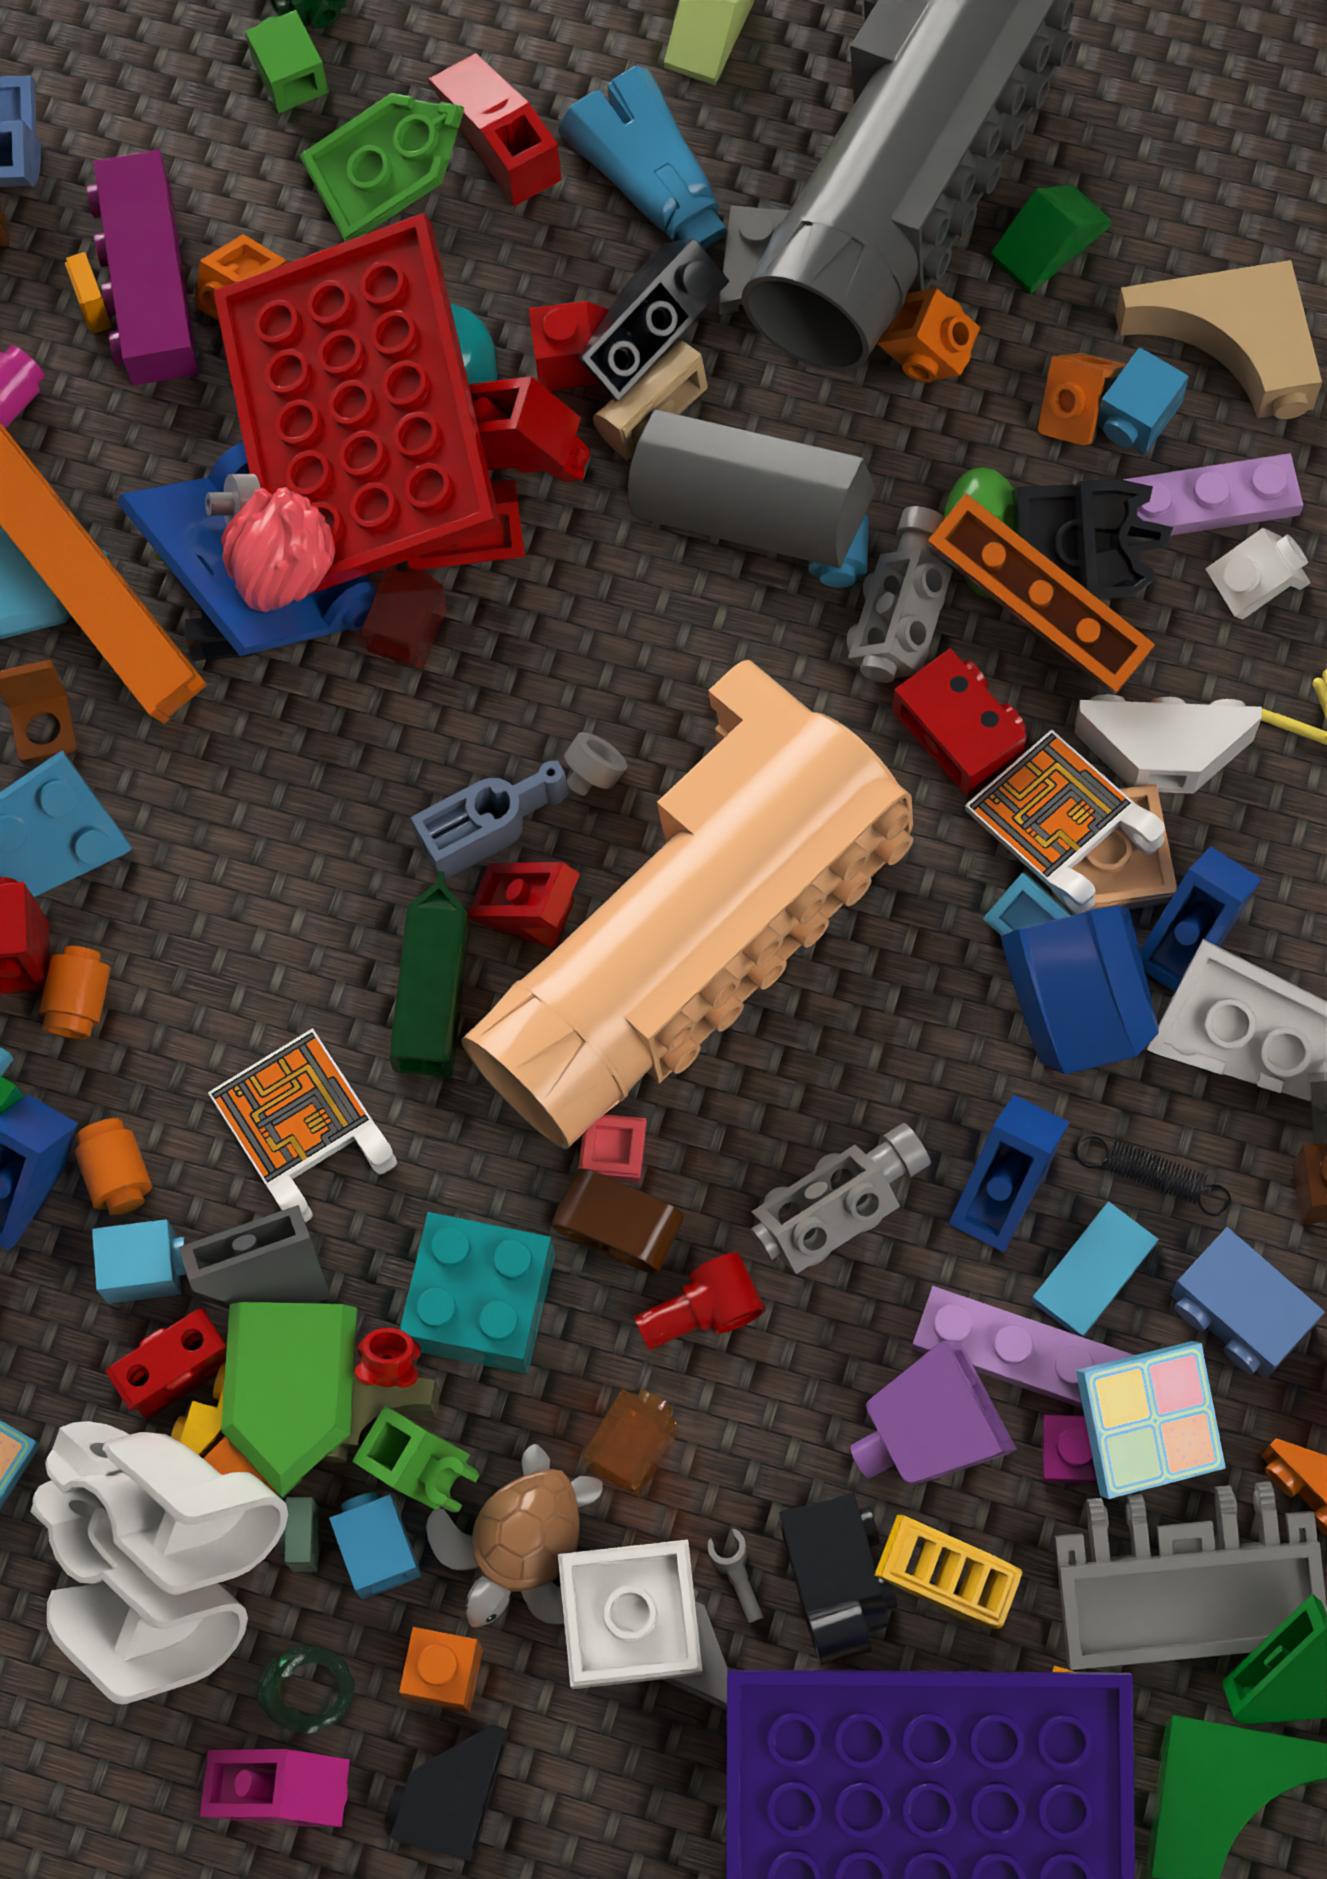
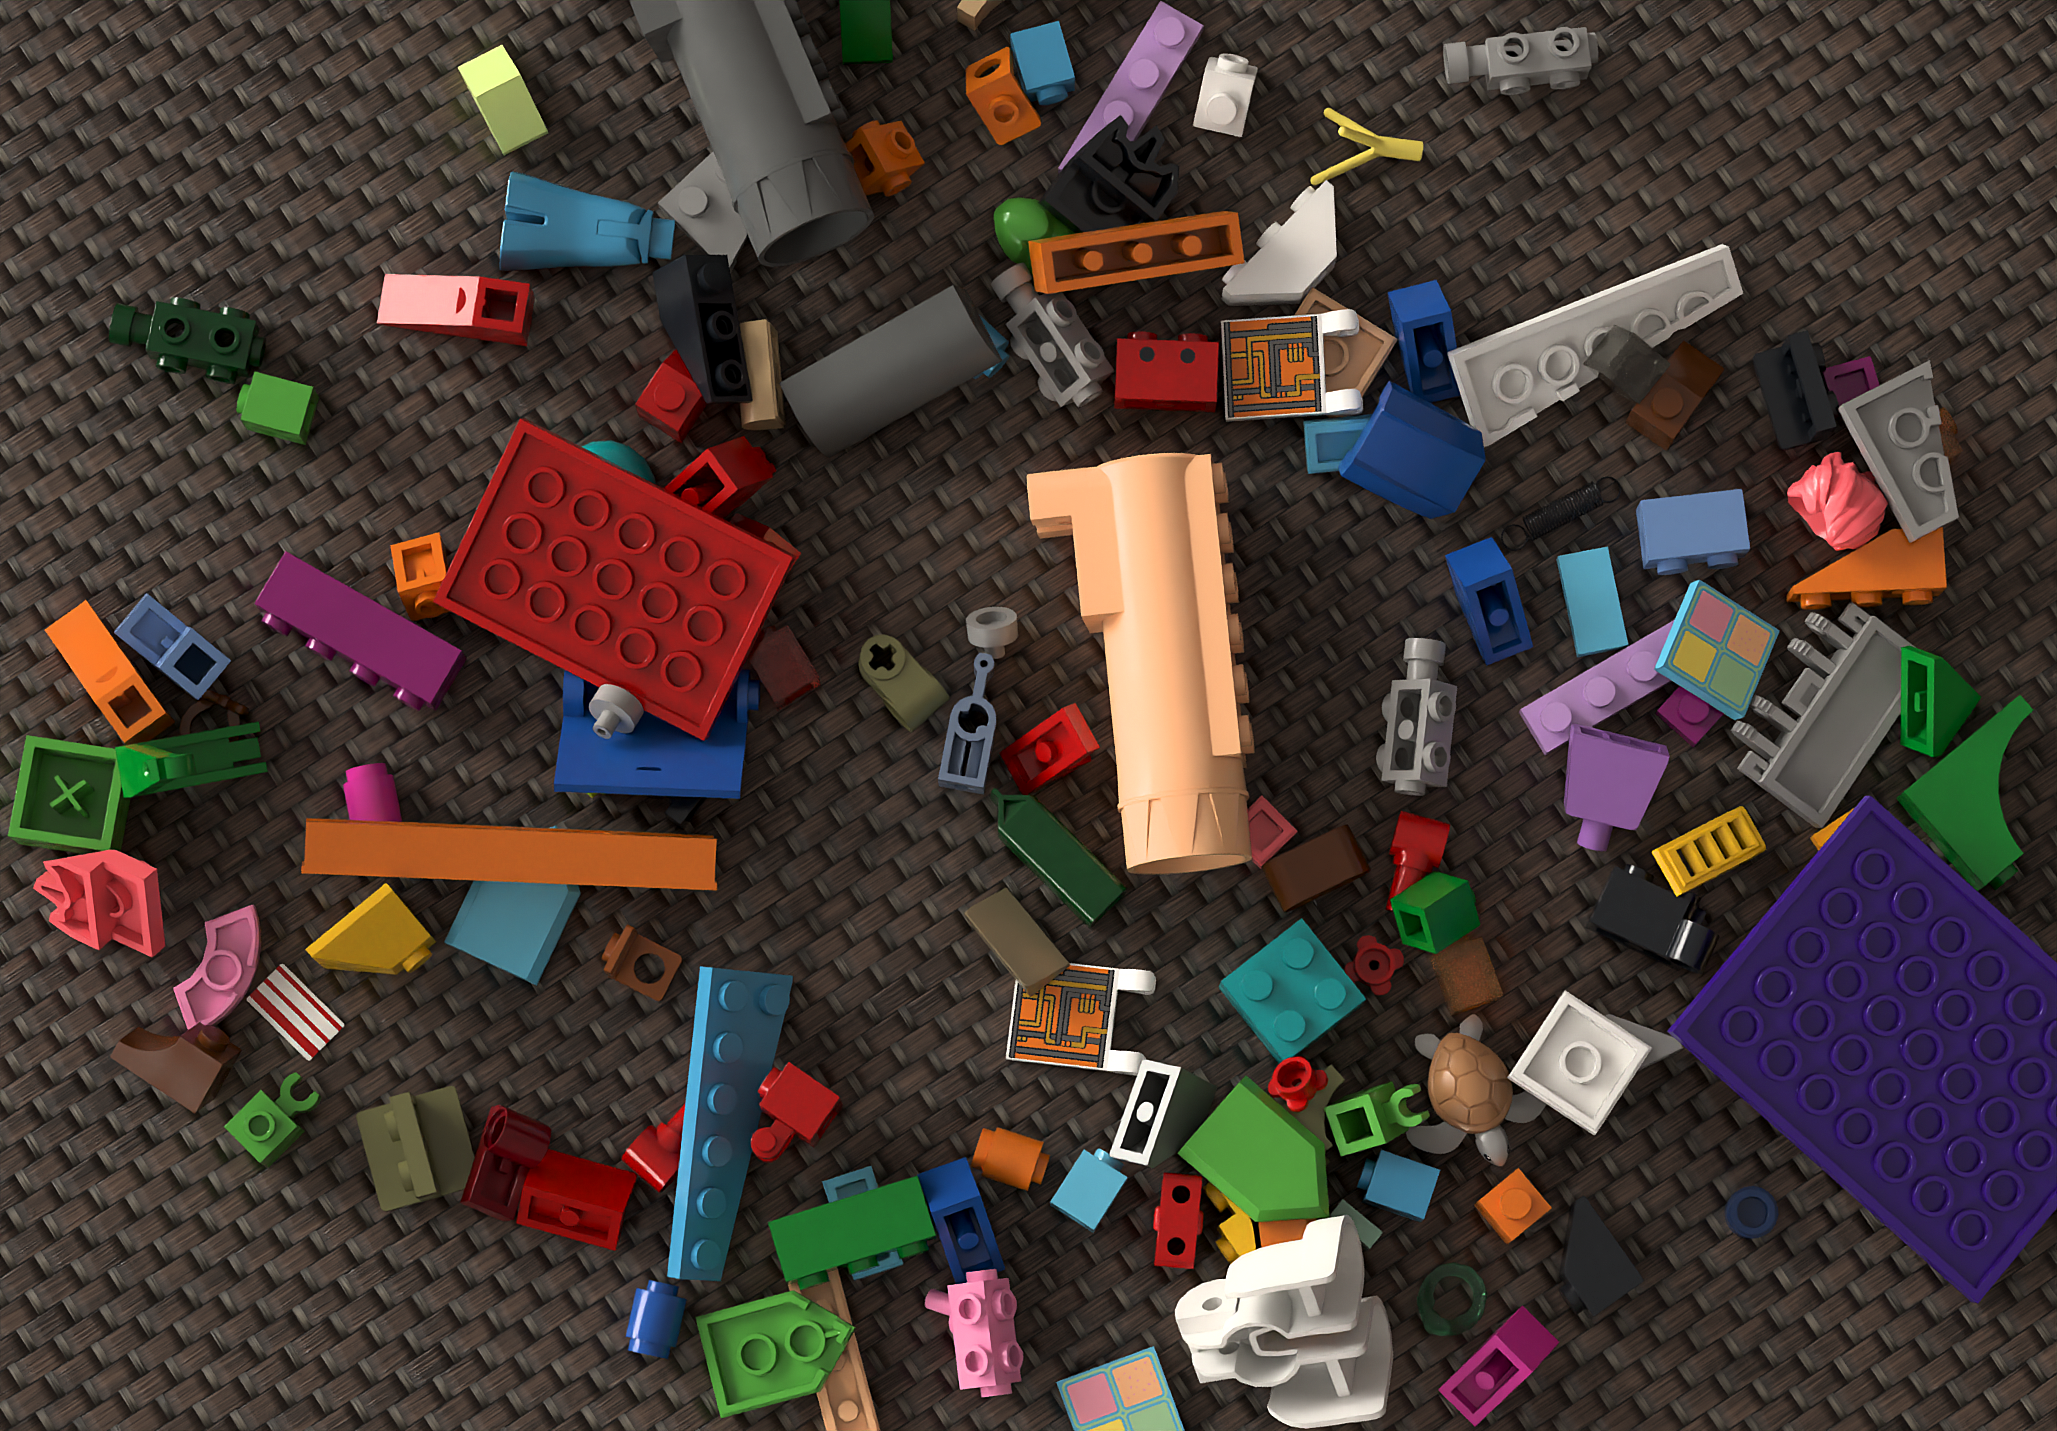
camera: 55 degrees left, 10 degrees up
(74, 992) = (866, 1091): orange brick -> none
(87, 293) = (347, 686): light orange tile -> none
(277, 549) = (687, 714): coral hair -> none
(322, 1011) = (1016, 940): none -> dark tan slope
(382, 160) = (421, 407): bright green tile -> none
(477, 729) = (907, 688): none -> olive piece
(578, 1334) = (1388, 962): none -> red plate
(666, 1360) = (1435, 912): none -> green brick
(737, 1574) = (1599, 979): light grey hand -> none

